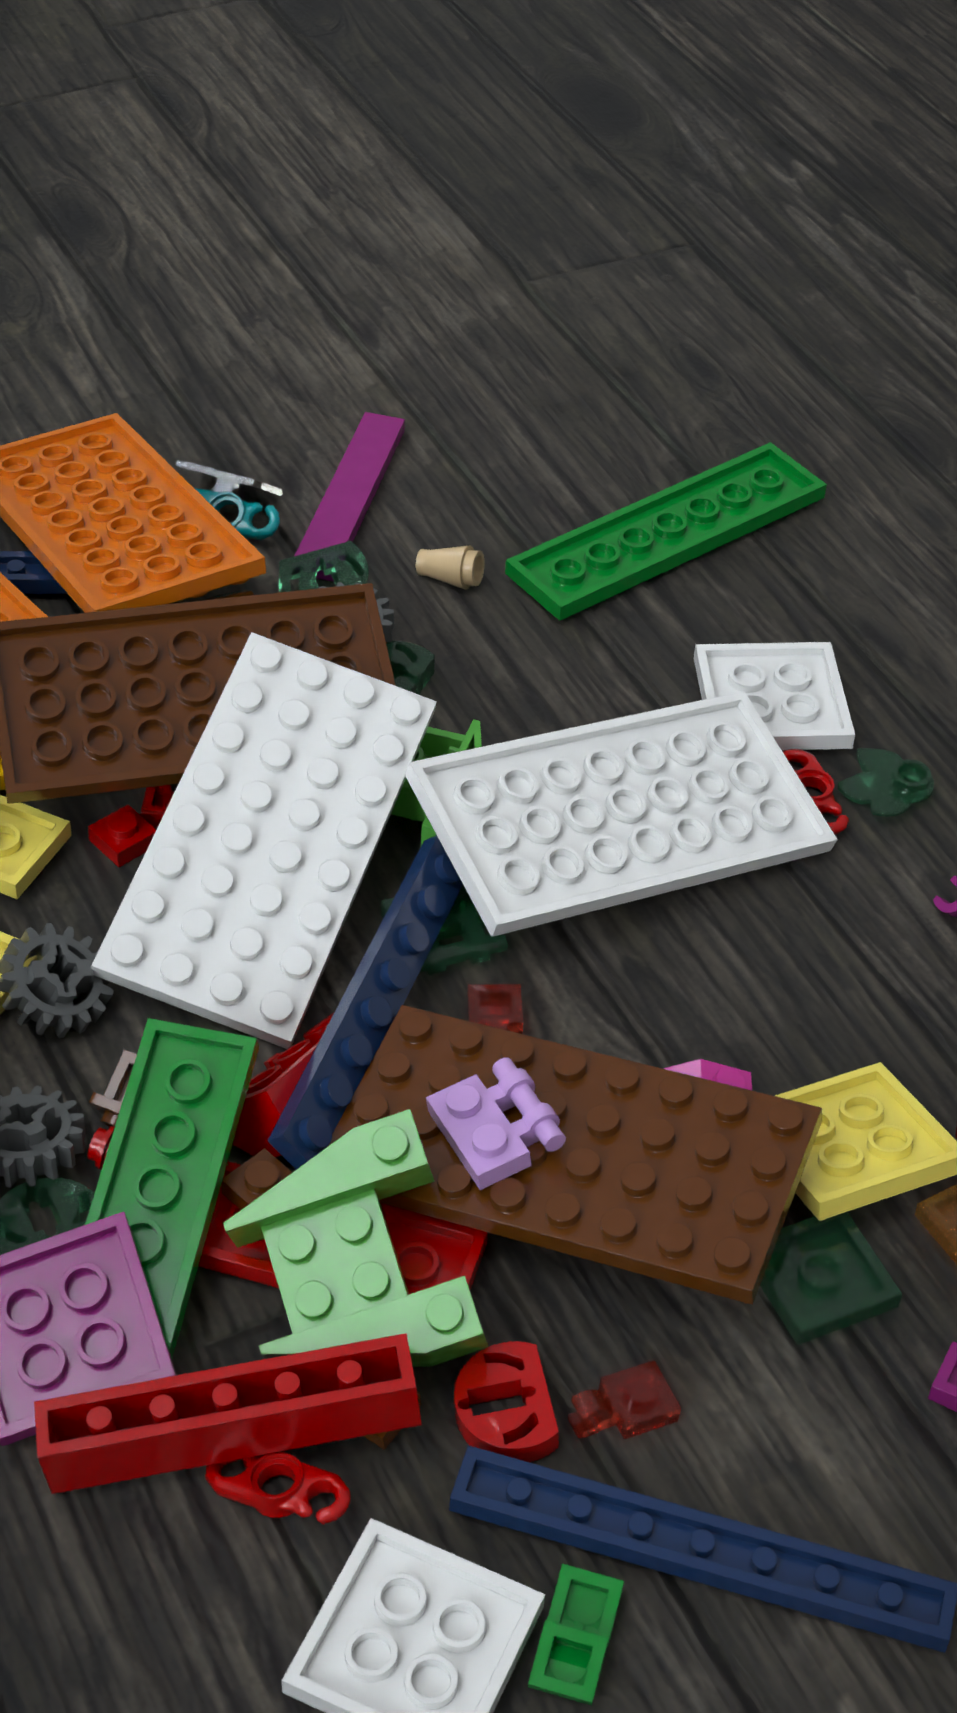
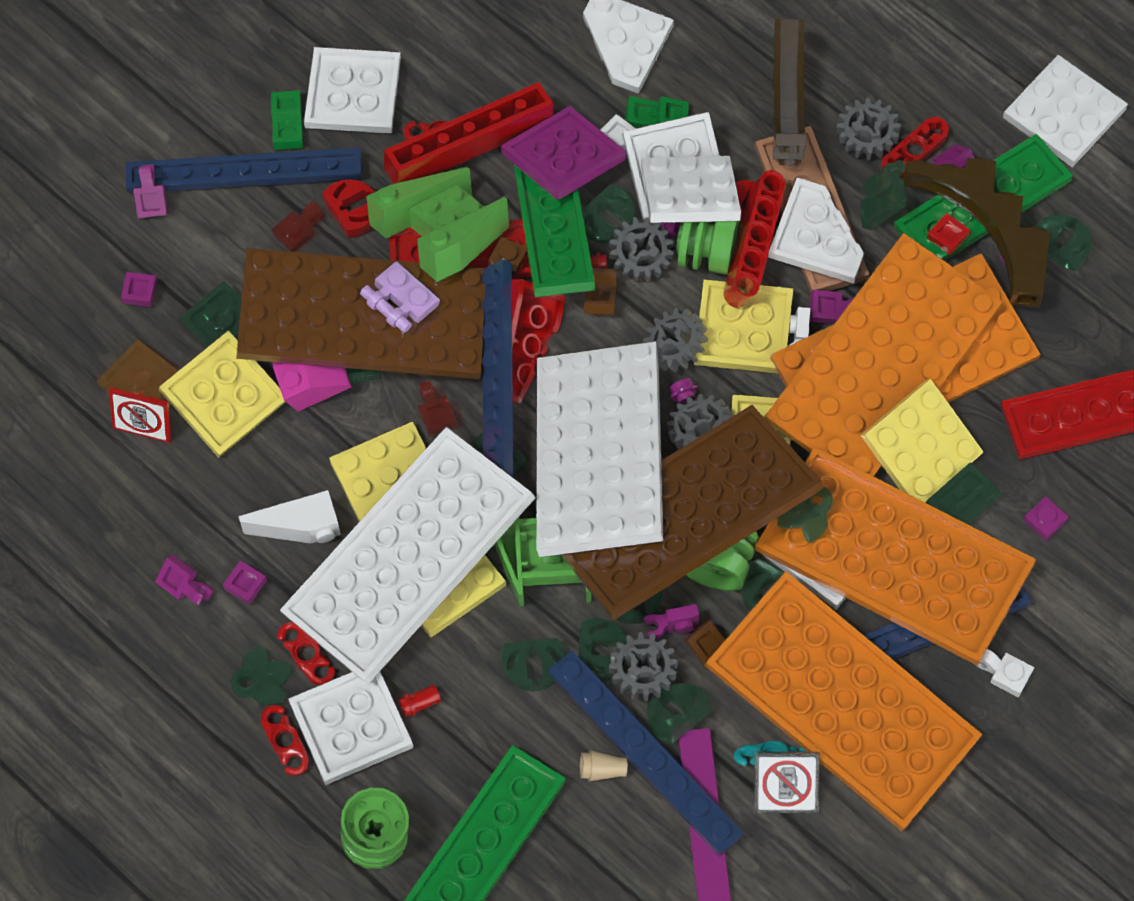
camera: 165 degrees right, 20 degrees up
(86, 921) = (682, 390): none -> magenta plate
(94, 840) = (696, 419): none -> dark grey gear
(394, 557) = (645, 753): none -> dark blue plate
(508, 707) = (542, 648): none -> clear green piece
(611, 968) = (376, 465): none -> light yellow plate
(666, 692) = (419, 700): none -> red pin
(777, 937) = (299, 520): none -> white slope
(780, 565) = (378, 811): none -> bright green wheel
(859, 698) = (295, 749): none -> red piece
(881, 890) = (244, 582): none -> magenta plate
(913, 1549) = (150, 198): none -> magenta plate

